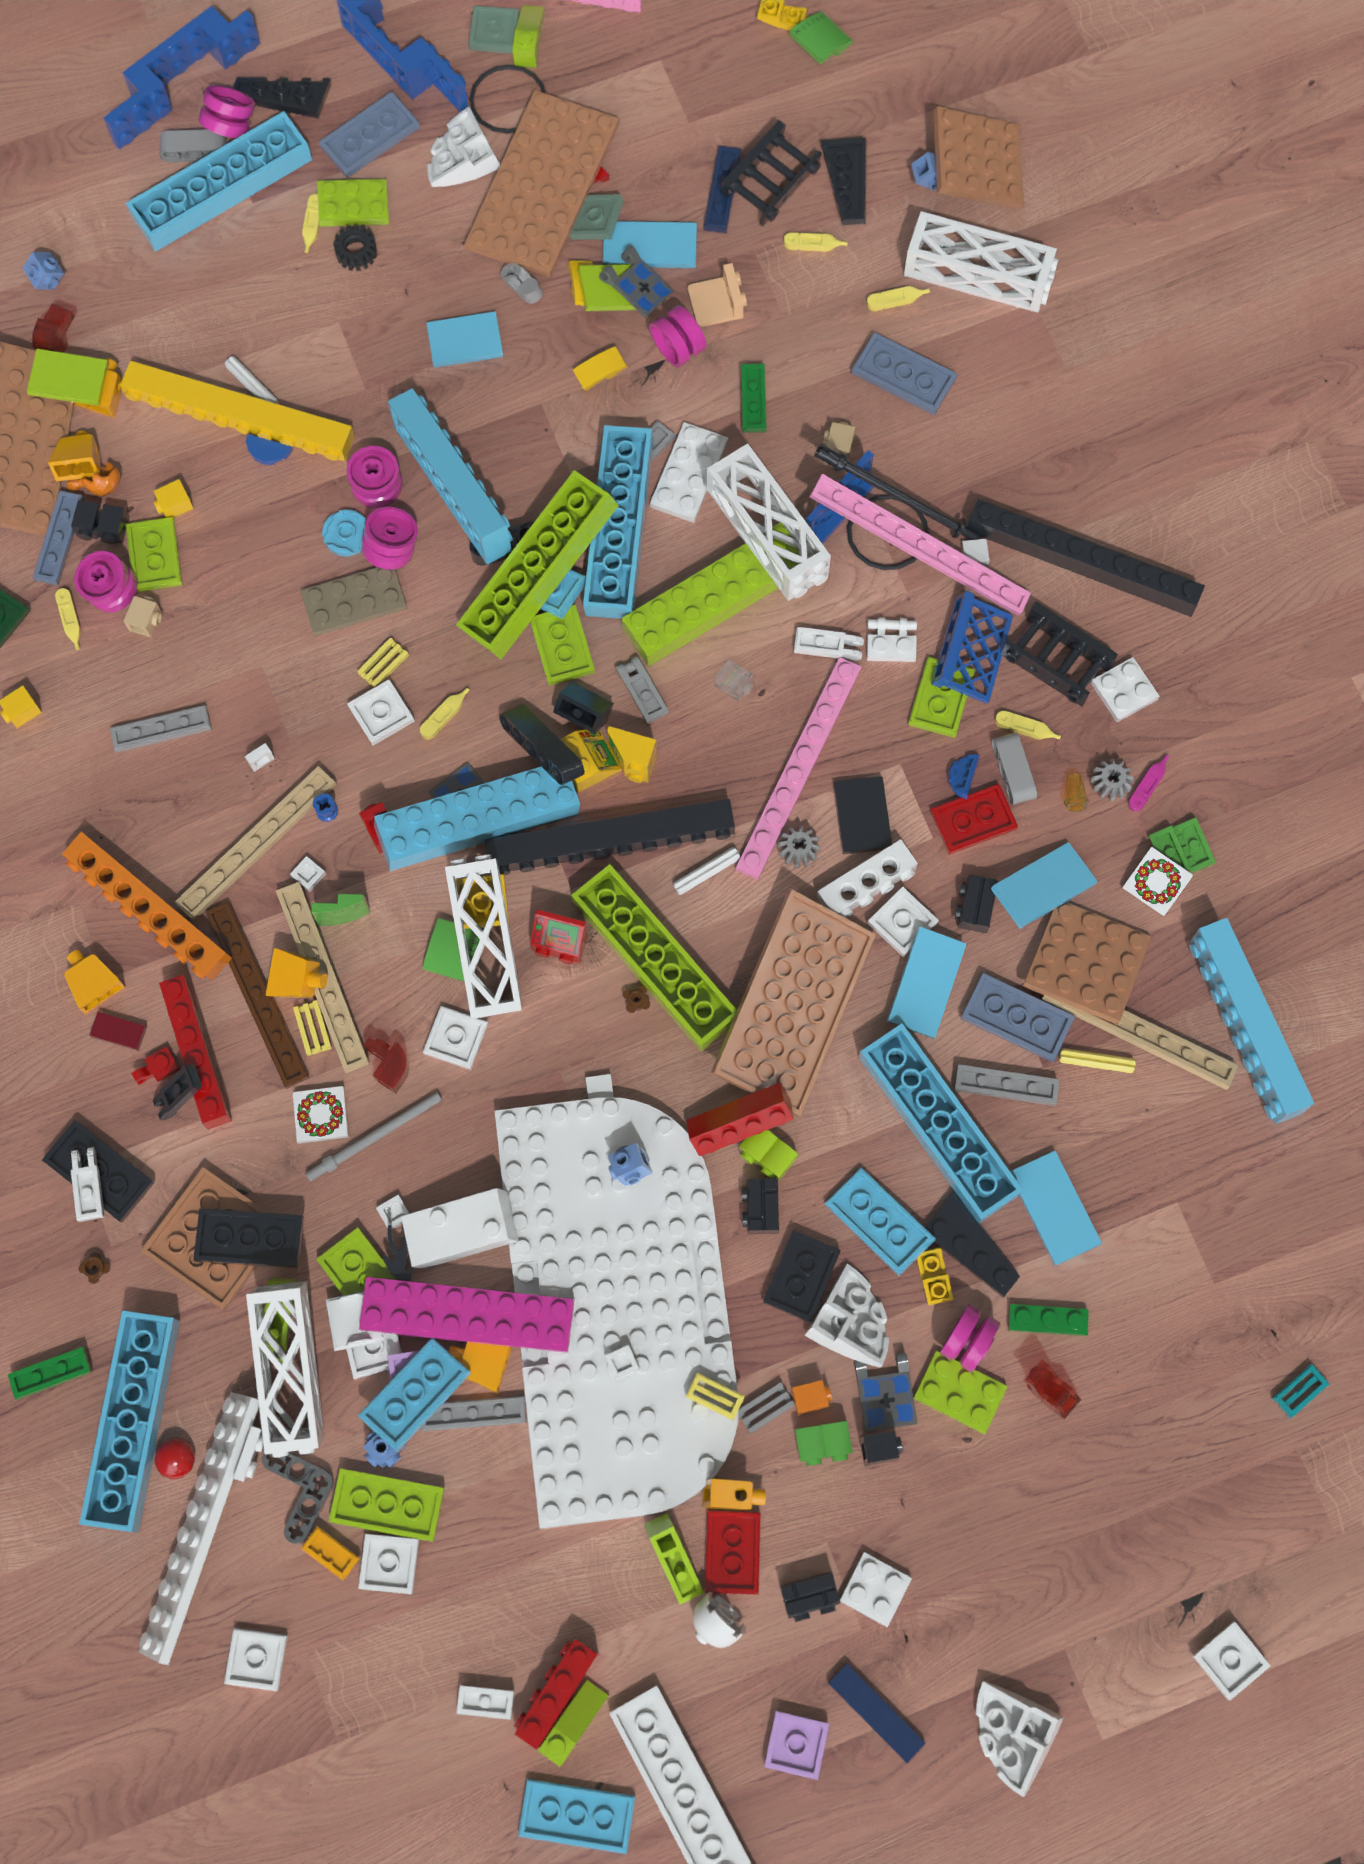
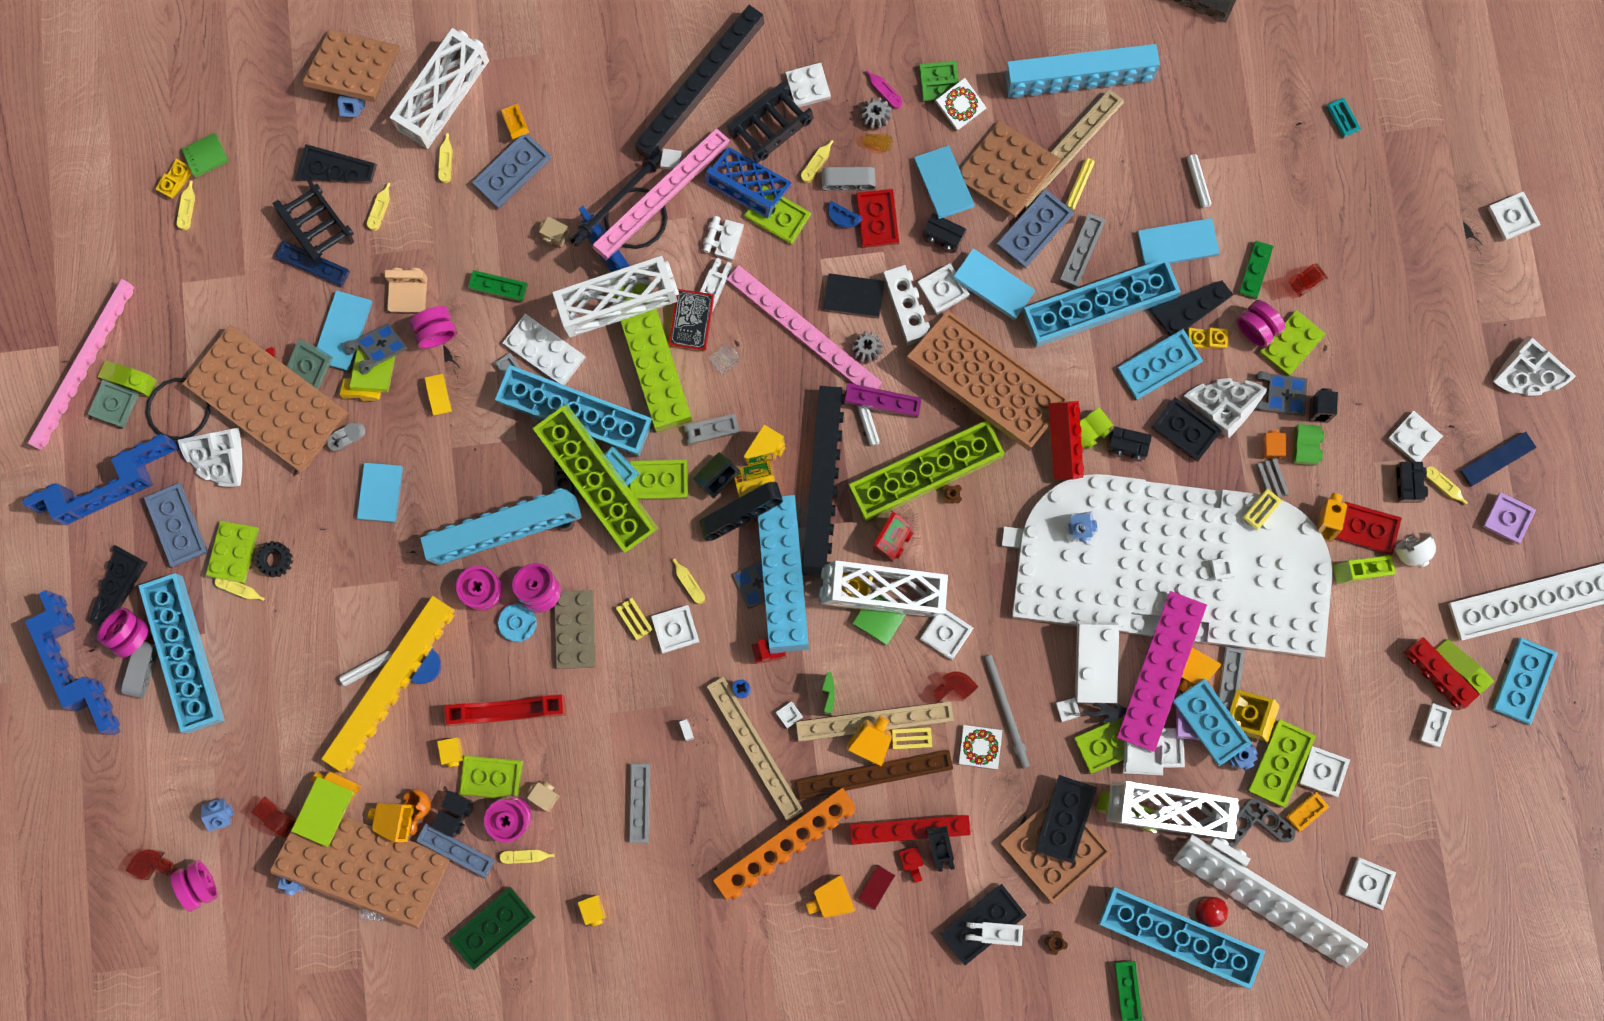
camera: 70 degrees left, 5 degrees up
(234, 545) = (505, 710): none -> red arch
(440, 1451) = (1254, 714): none -> yellow slope
(733, 881) = (882, 400): none -> magenta plate
(751, 37) = (186, 208): none -> light yellow piece
(774, 628) = (691, 319): none -> tile
(821, 1644) = (1444, 484): none -> light yellow piece
(967, 359) = (515, 121): none -> light orange plate
(1149, 1215) = (1199, 181): none -> white axle

